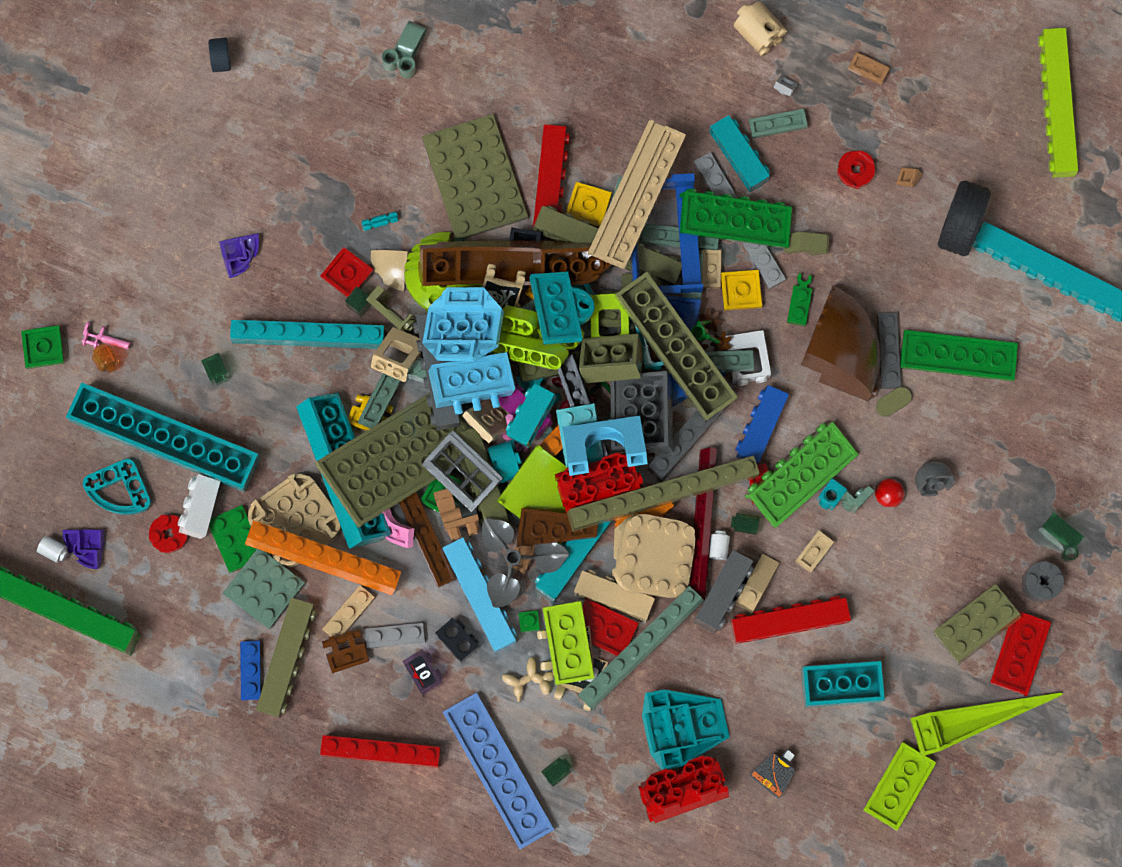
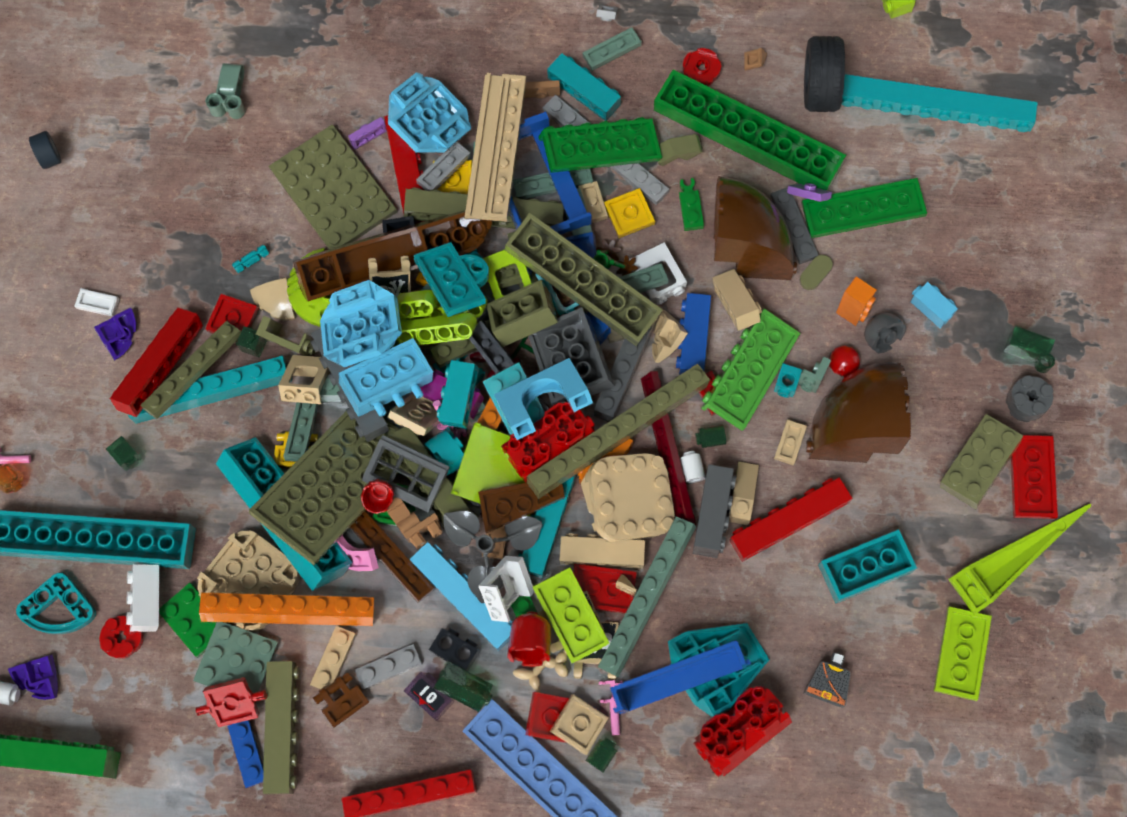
camera: 10 degrees left, 5 degrees down
(227, 217) = (97, 302): none -> white tile
(250, 622) = (231, 702): none -> plate
(269, 294) = (156, 361): none -> red brick
(298, 312) = (191, 370): none -> olive plate
(431, 484) = (377, 496): none -> red hair
(455, 674) = (463, 686): none -> clear green brick
(522, 725) = (543, 714): none -> red plate
(523, 133) = (367, 133): none -> medium lavender plate
(526, 652) = (530, 640): none -> red cylinder
(529, 599) = (516, 583): none -> white window
(545, 739) = (579, 724): none -> tan tile
(580, 732) = (615, 726): none -> bright pink piece
(583, 193) = (443, 167): none -> light grey plate
(595, 126) = (427, 115): none -> medium azure piece
(624, 632) = (625, 585): none -> tan slope
(643, 727) = (678, 677): none -> blue piece
(700, 143) = (542, 89): none -> medium nougat plate
(737, 419) = (668, 336): none -> tan brick
(811, 405) = (737, 299): none -> tan brick
(877, 249) = (748, 132): none -> green brick
(884, 548) = (862, 416): none -> reddish brown brick
(912, 325) = (809, 191): none -> medium lavender plate
(917, 444) = (857, 301): none -> orange brick
(989, 467) = (933, 304): none -> medium azure brick

